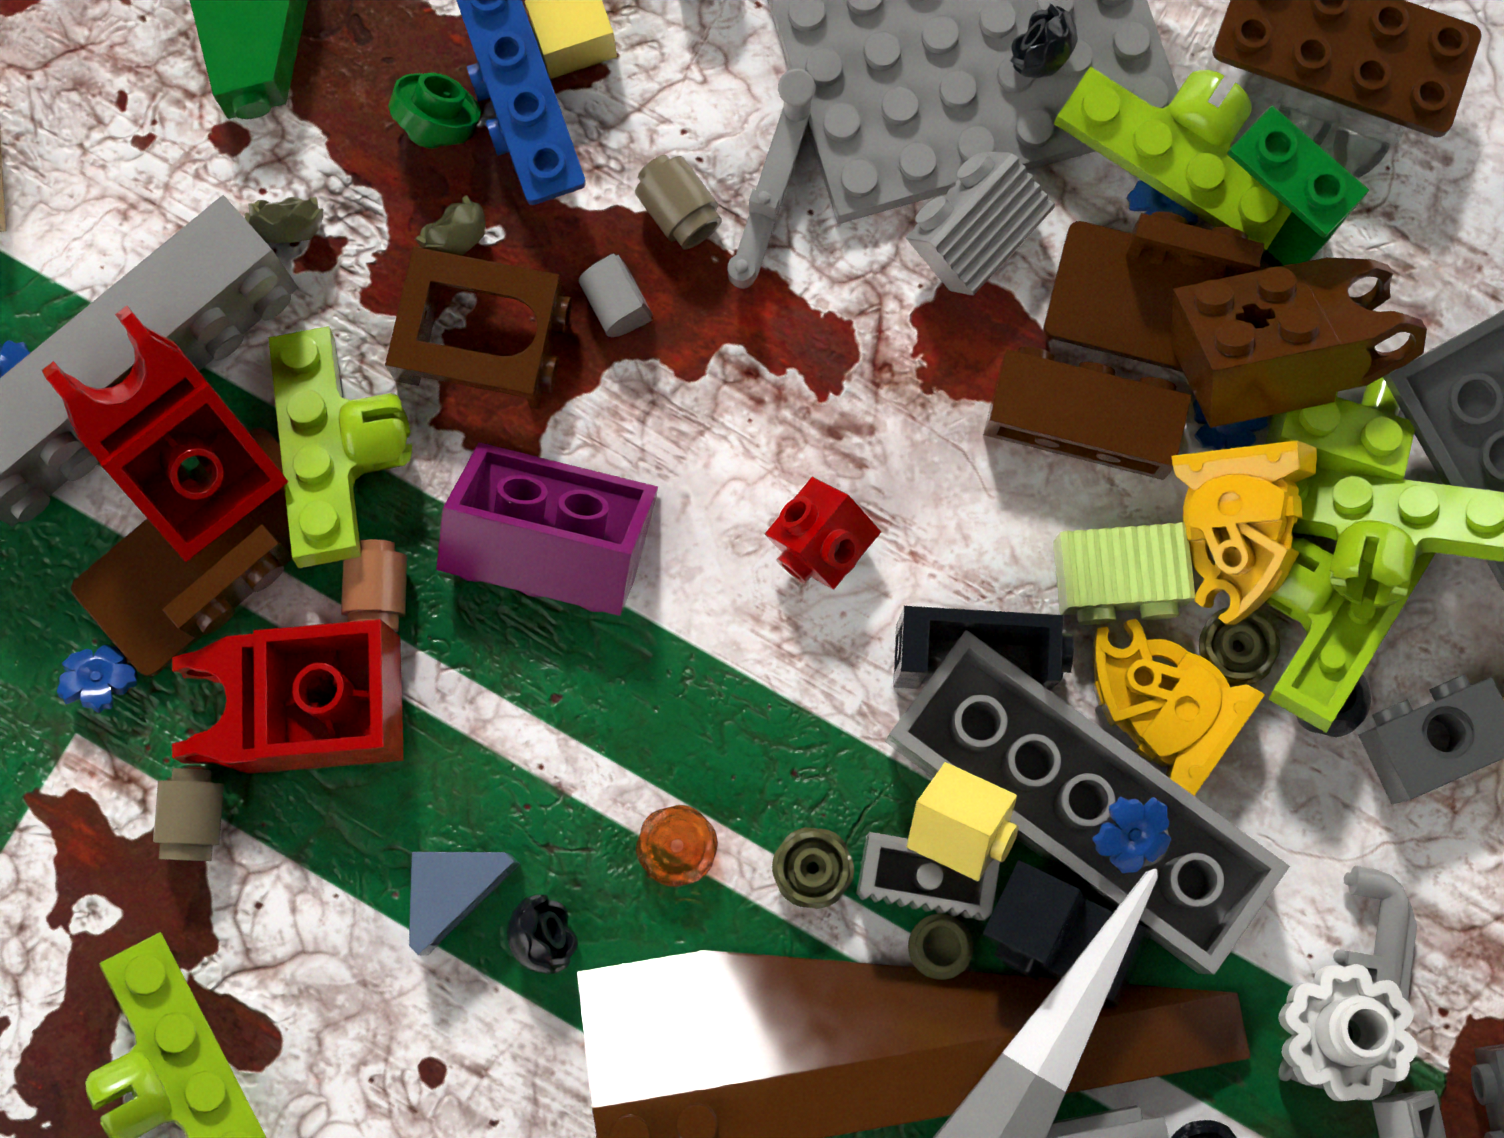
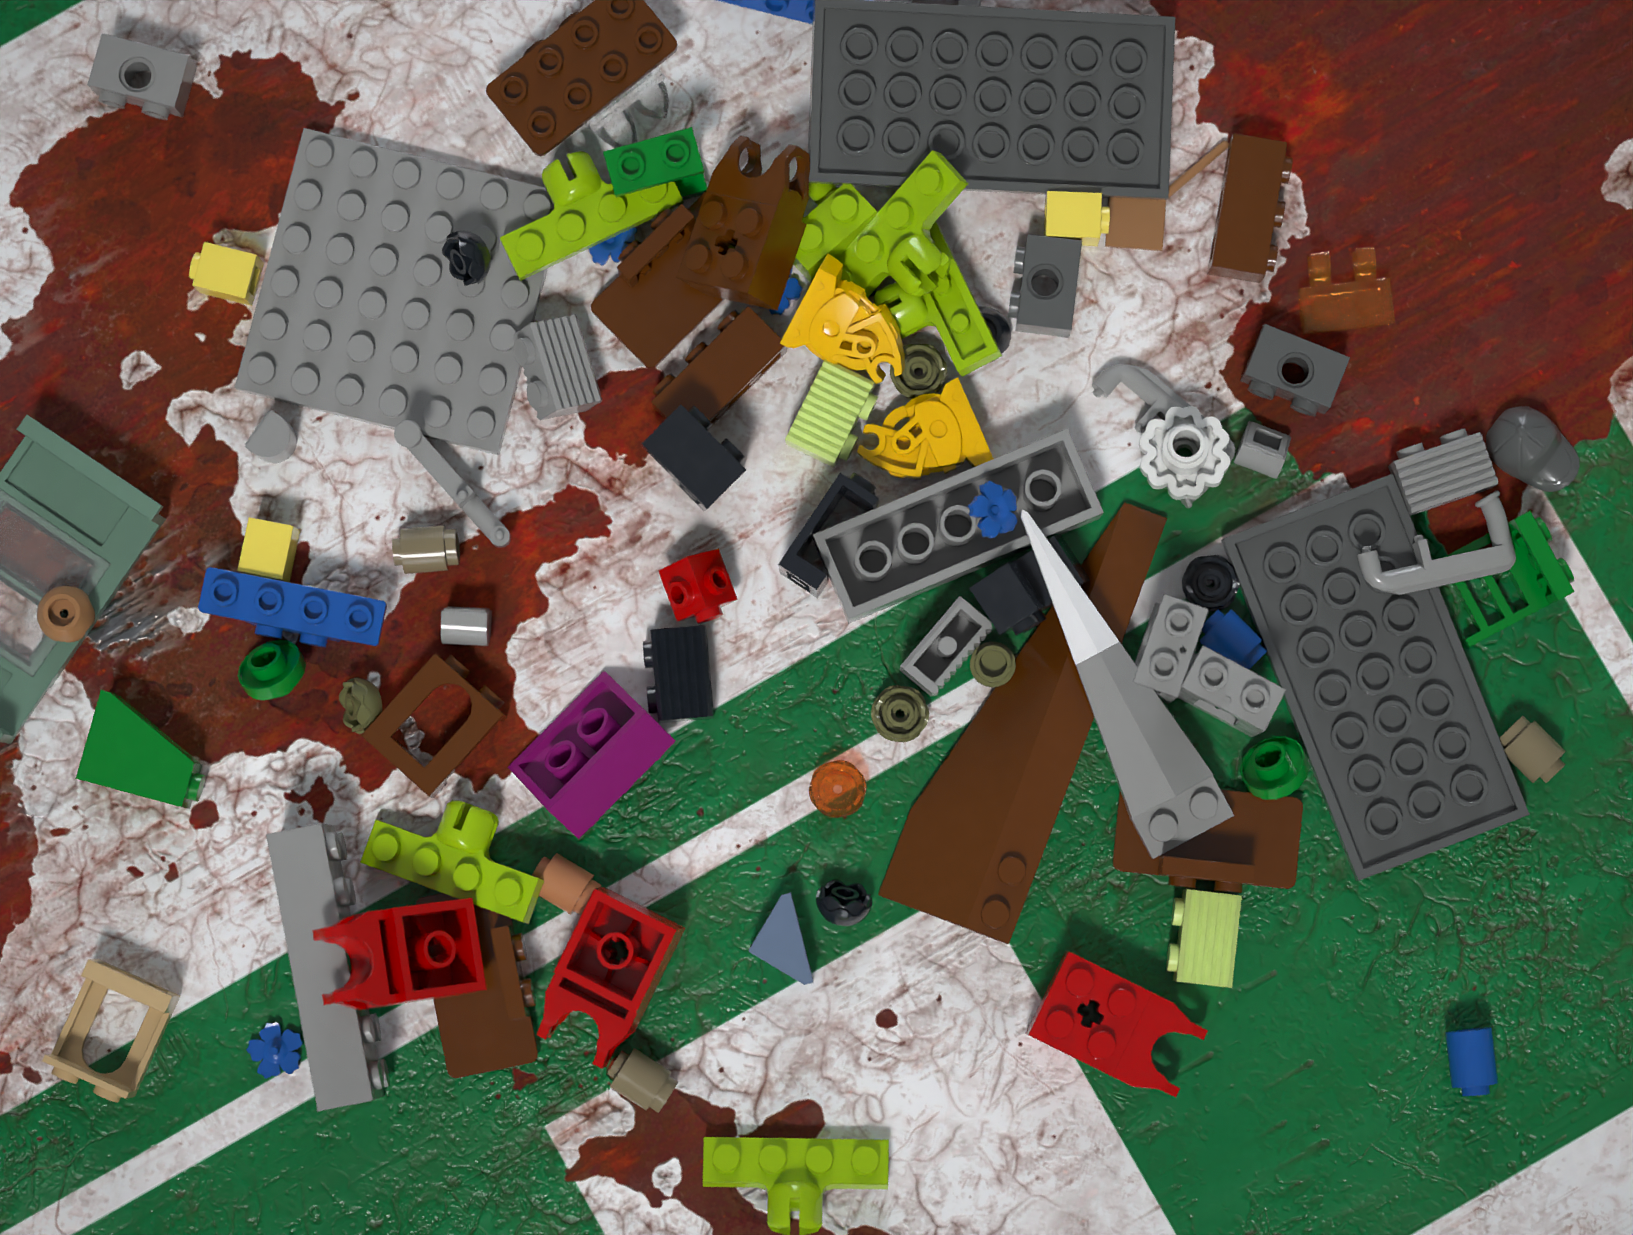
camera: 55 degrees left, 5 degrees up
(95, 676) = (519, 1091): blue plant -> none
(285, 220) = (287, 807): olive plate -> none
(704, 575) = (680, 674): none -> black brick
(963, 822) = (927, 606): light yellow brick -> none
(973, 433) = (694, 456): none -> black brick

